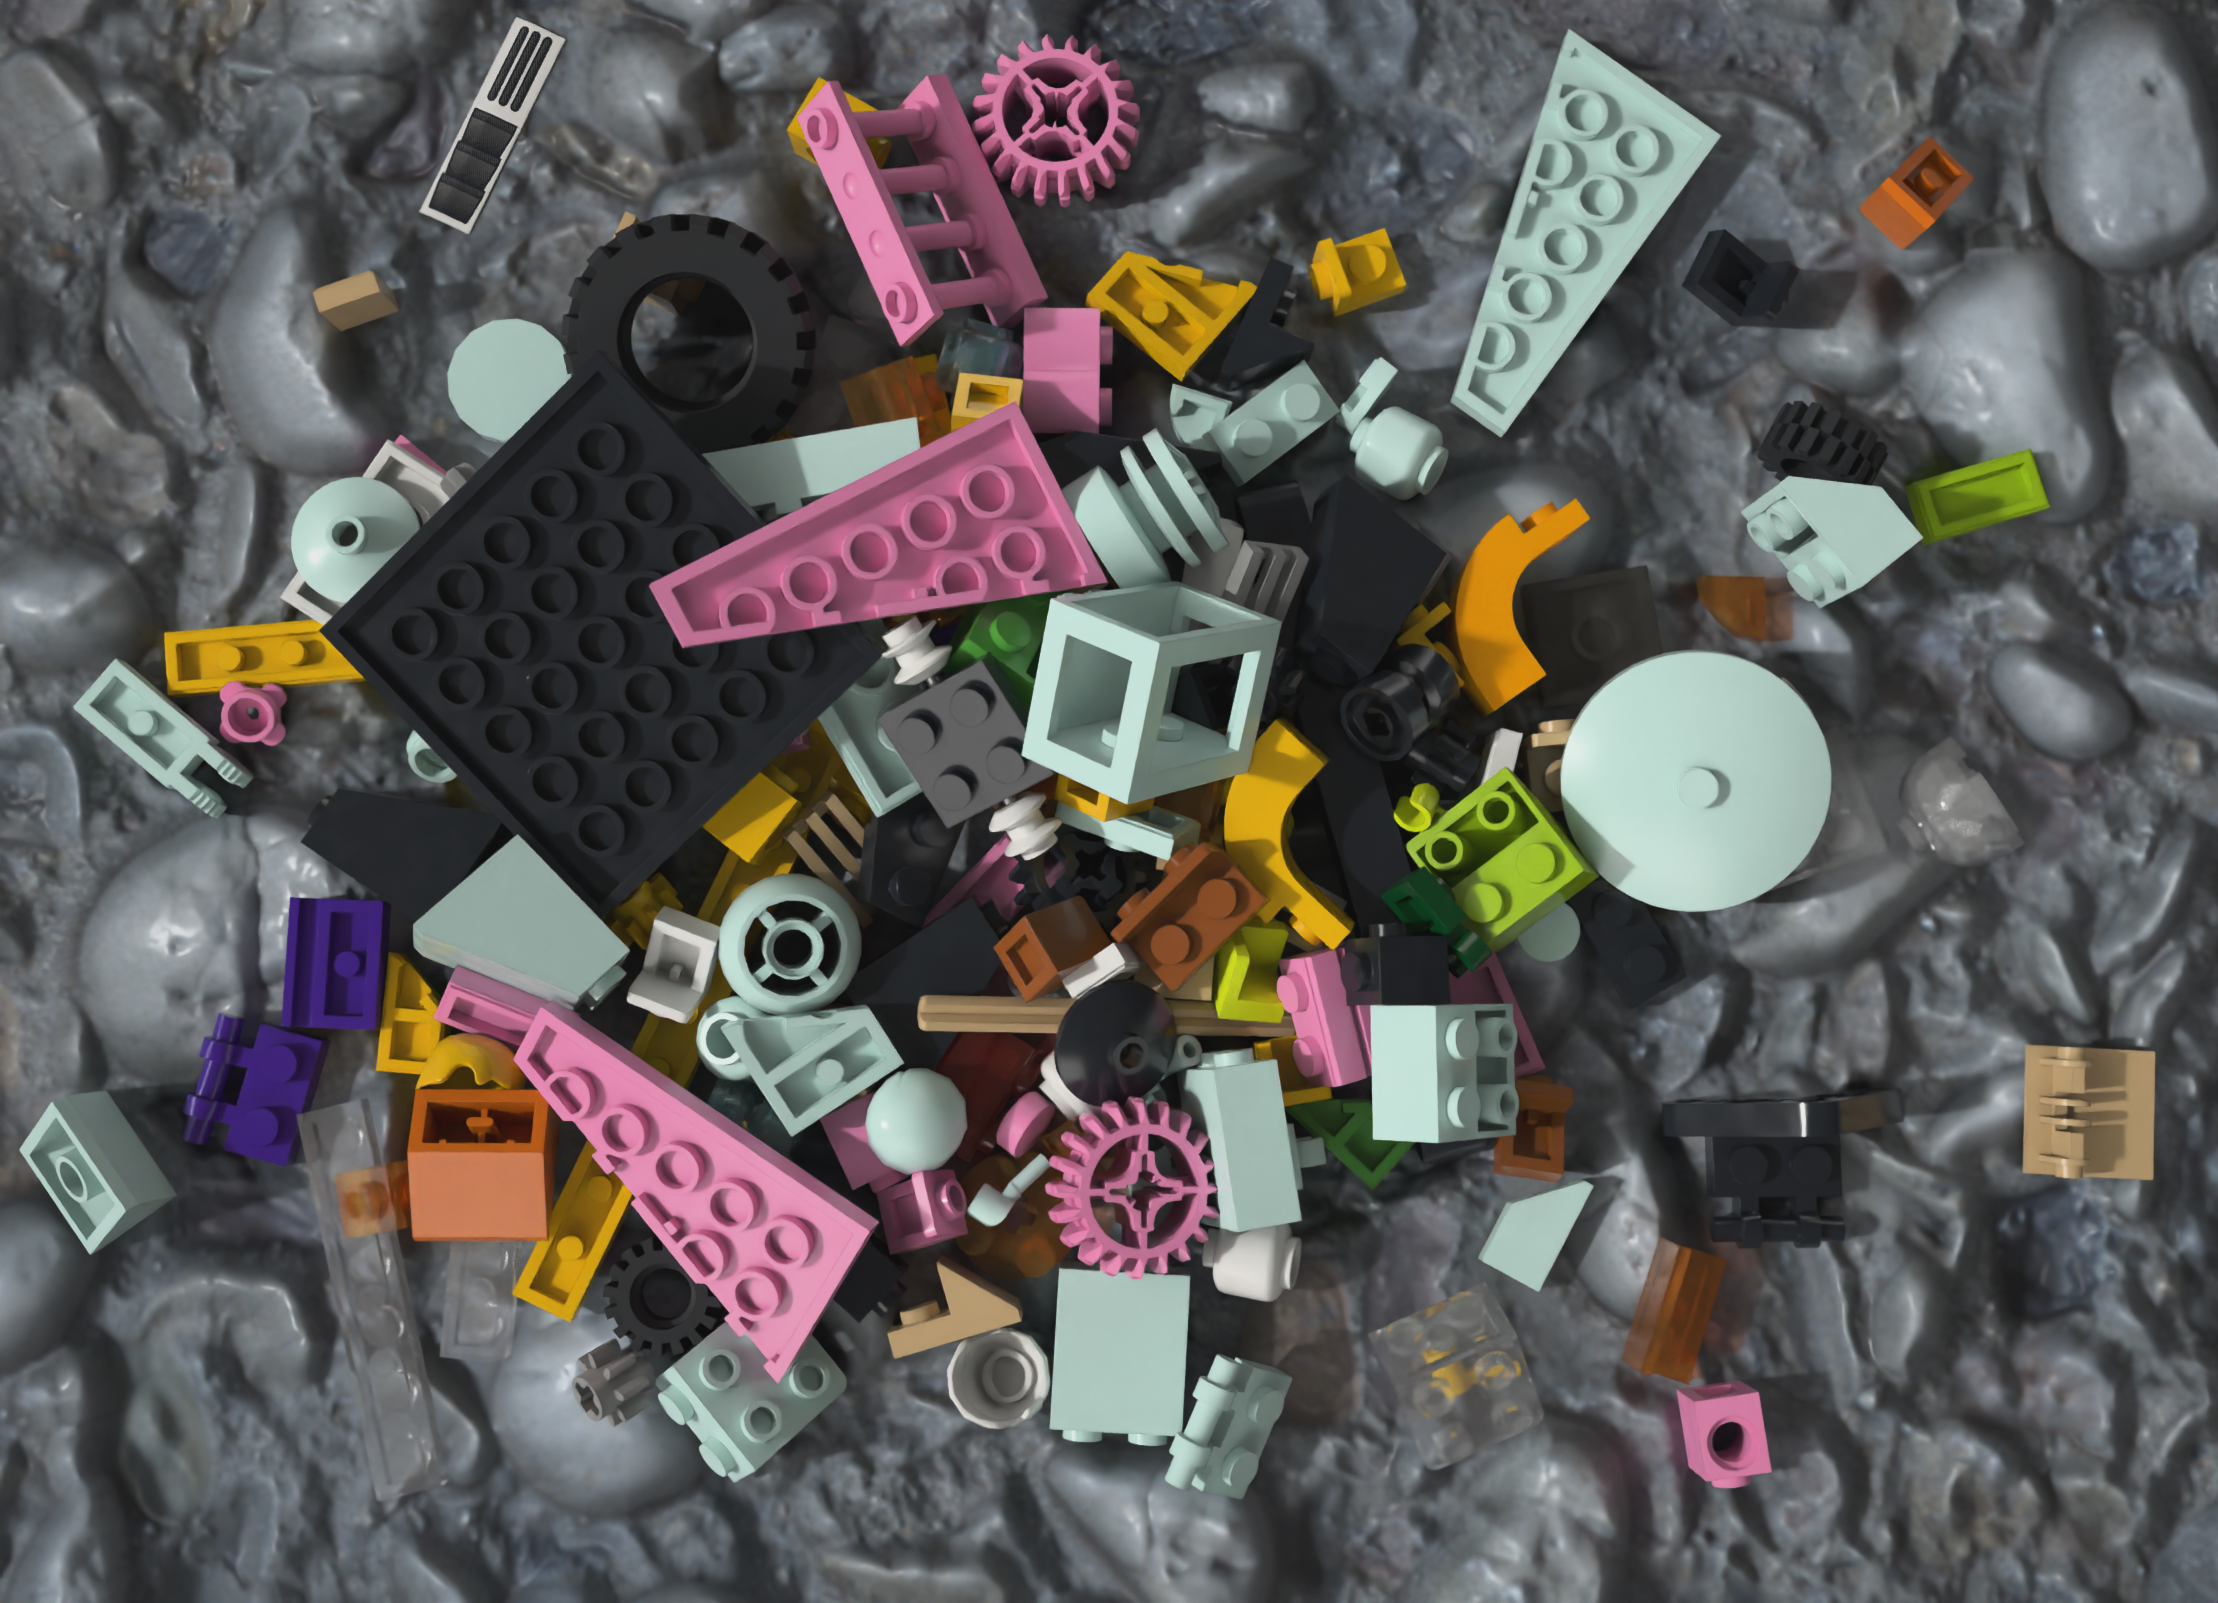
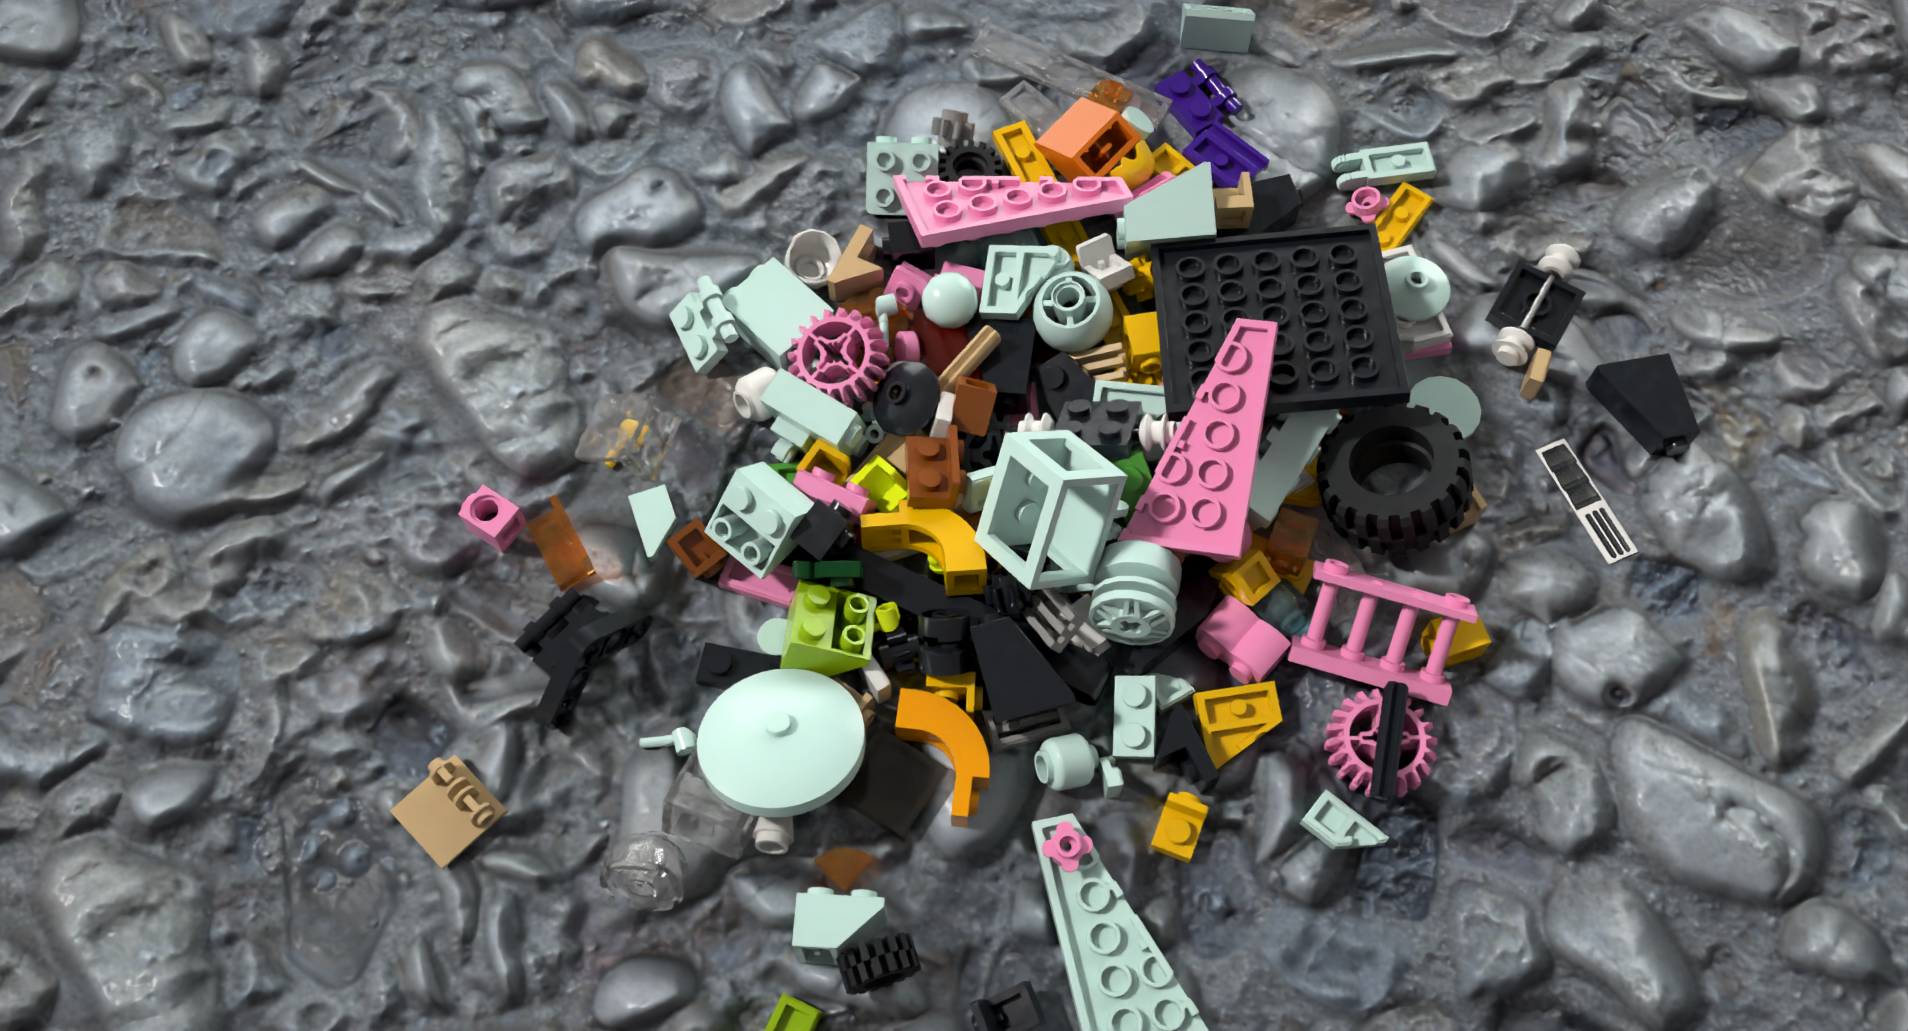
camera: 135 degrees right, 20 degrees down
(238, 375) = (1536, 305): none -> black plate
(282, 131) = (1647, 402): none -> black slope
(386, 1126) = (1138, 121): none -> light aqua tile
(424, 868) = (1234, 205): none -> tan panel
(1062, 94) = (1389, 741): none -> black axle
(1190, 103) = (1340, 825): none -> light aqua tile
(1497, 375) = (1067, 859): none -> bright pink plate
(1764, 920) = (682, 739): none -> light aqua hand

